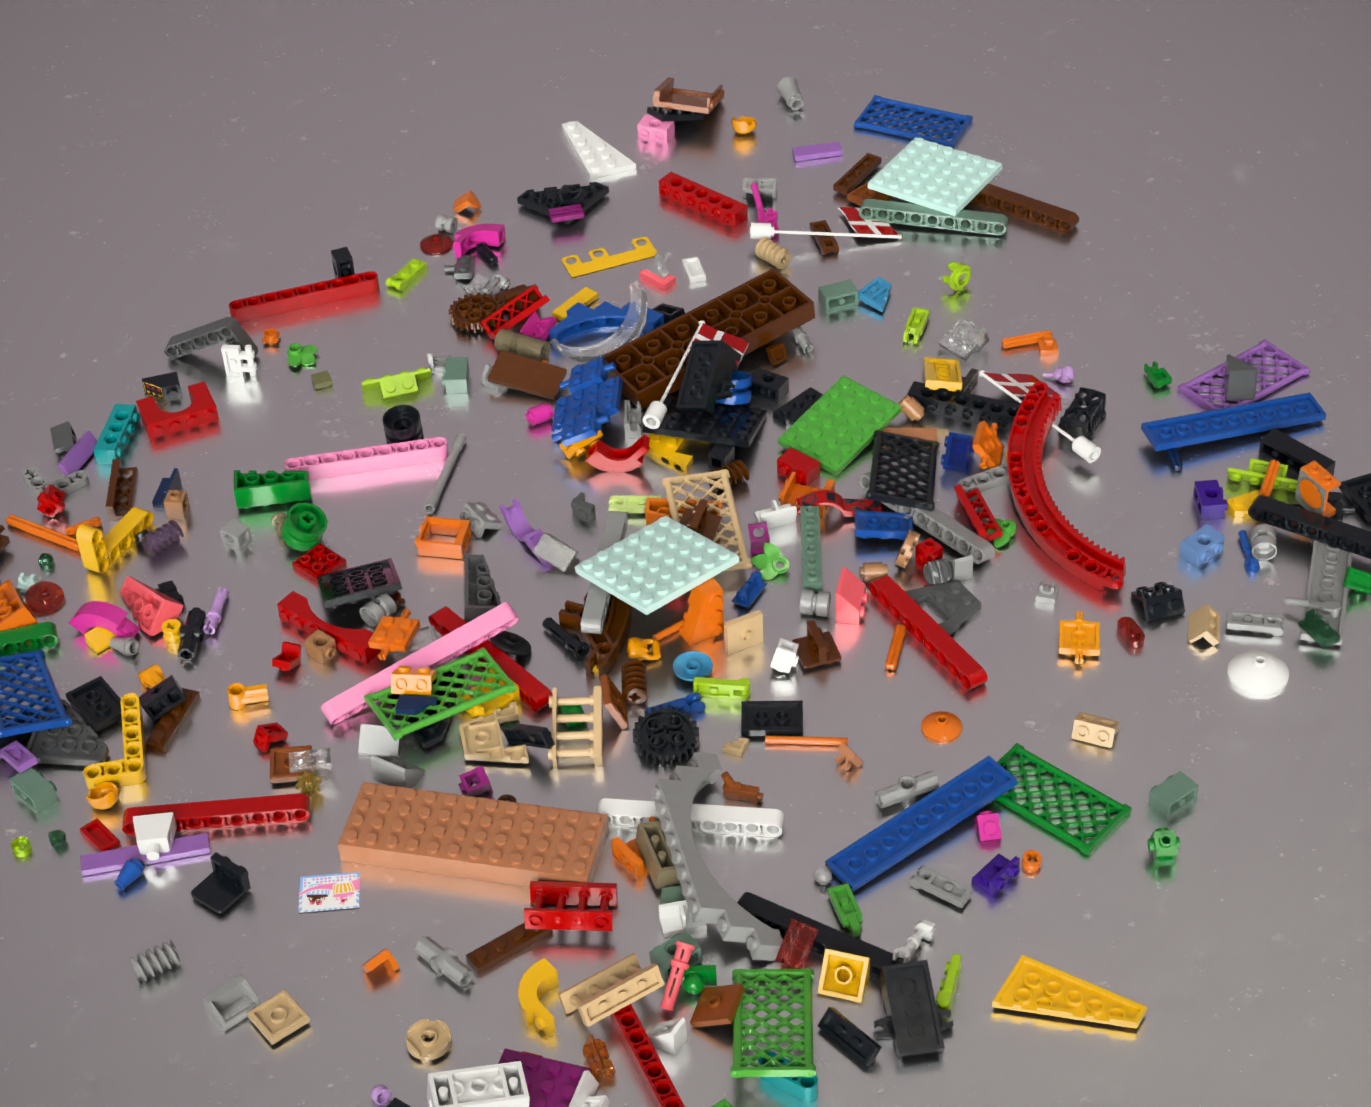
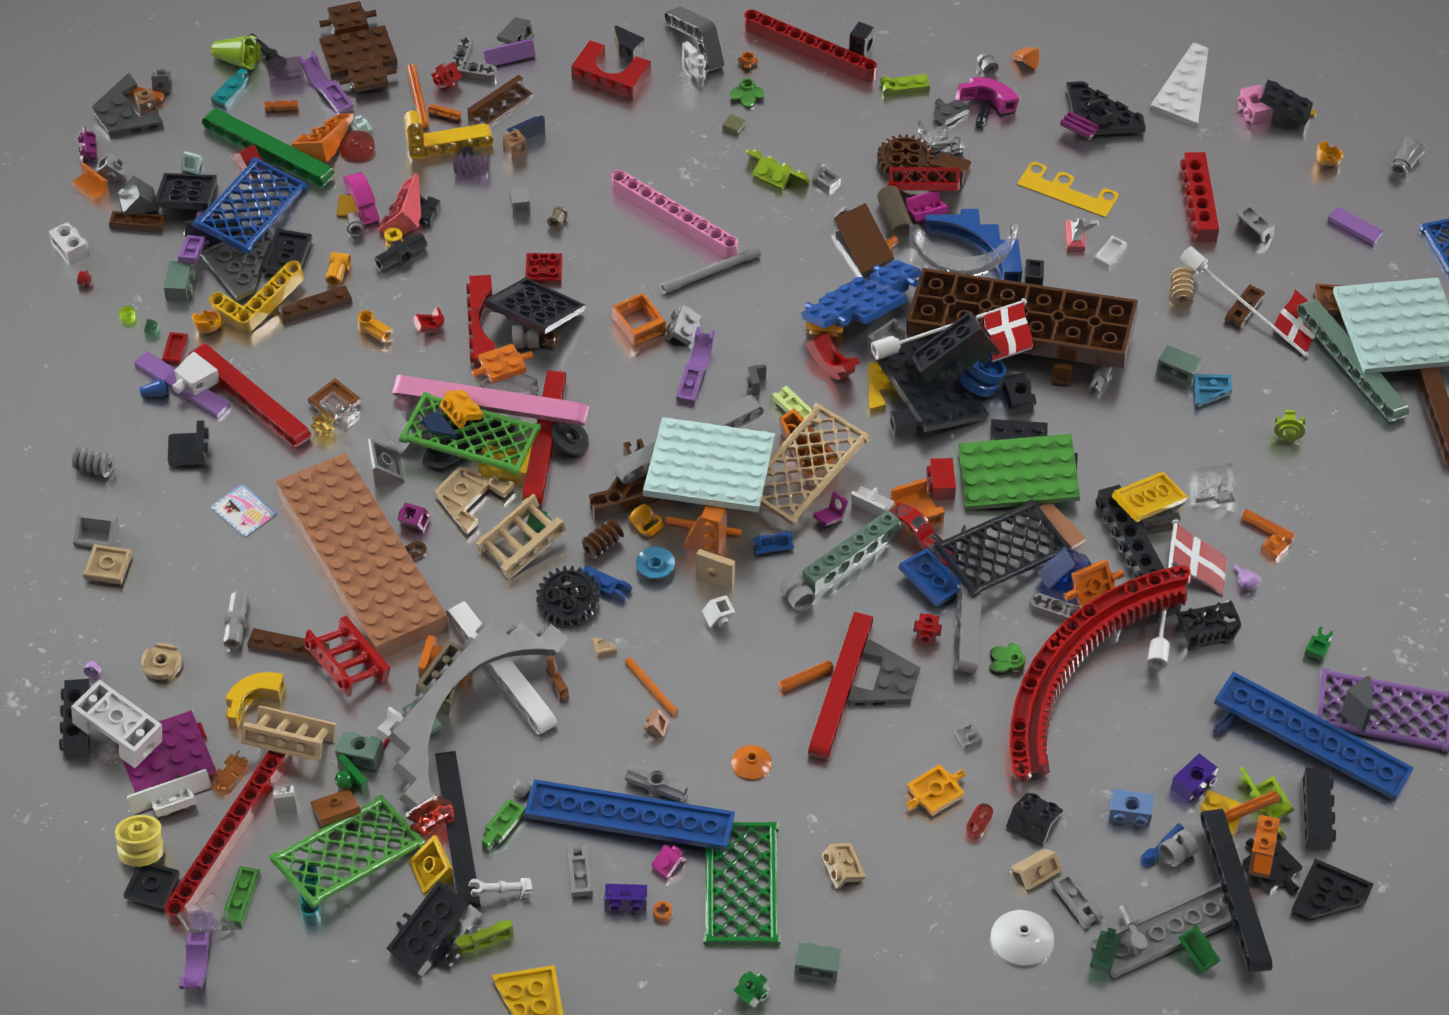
camera: 45 degrees right, 10 degrees up
(46, 561) = (390, 122): clear green hinge -> none
(116, 433) = (550, 56): teal brick -> none
(162, 698) = (319, 283): black brick -> none
(213, 616) = (430, 250): lavender pin -> none
(268, 733) = (348, 366): red bracket -> none
(270, 488) = (582, 182): green wedge -> none
(304, 526) = (568, 233): green wheel -> none
(320, 646) = (458, 332): medium nougat brick -> none
(383, 956) = (208, 582): orange tile -> none
(402, 424) = (723, 208): black wheel -> none
(436, 244) = (961, 73): clear red dish -> none
(456, 375) = (821, 198): sand green brick -> none
(479, 588) = (600, 380): dark grey wedge -> none
(527, 734) = (482, 513): black plate -> none
(539, 413) = (831, 277): dark pink brick -> none
(555, 551) = (691, 394): clear smoke panel -> none
(570, 641) = (606, 471): black pin -> none
(584, 296) = (988, 208): yellow tile -> none
(614, 702) = (564, 540): dark orange plate -> none
(668, 1003) = (340, 757): coral pin -> none
(686, 100) = (1311, 94): dark orange panel -> none
(701, 521) = (791, 461): reddish brown bracket -> none
(722, 688) = (650, 596): lime plate -> none
(736, 470) = (884, 441): reddish brown piece -> none
(764, 216) = (1224, 252): dark pink piece -> none
(767, 562) = (815, 532): bright green plate -> none
(772, 718) = (650, 649): black plate -> none
(816, 647) = (753, 626): reddish brown bracket -> none
(849, 1036) = (379, 907): black plate -> none
(850, 598) = (821, 609): coral slope -> none
(857, 173) = (1354, 272): reddish brown plate -> none
(872, 571) = (873, 606): medium nougat brick -> none
(907, 548) = (913, 609): medium nougat plate -> none
(911, 408) = (1088, 504): medium nougat brick -> none
(916, 324) = (1201, 440): lime hinge -> none
(937, 571) = (912, 647): dark grey piece -> none
(962, 568) = (935, 659): light grey slope -> none
(976, 517) = (1003, 629): red fence -> none

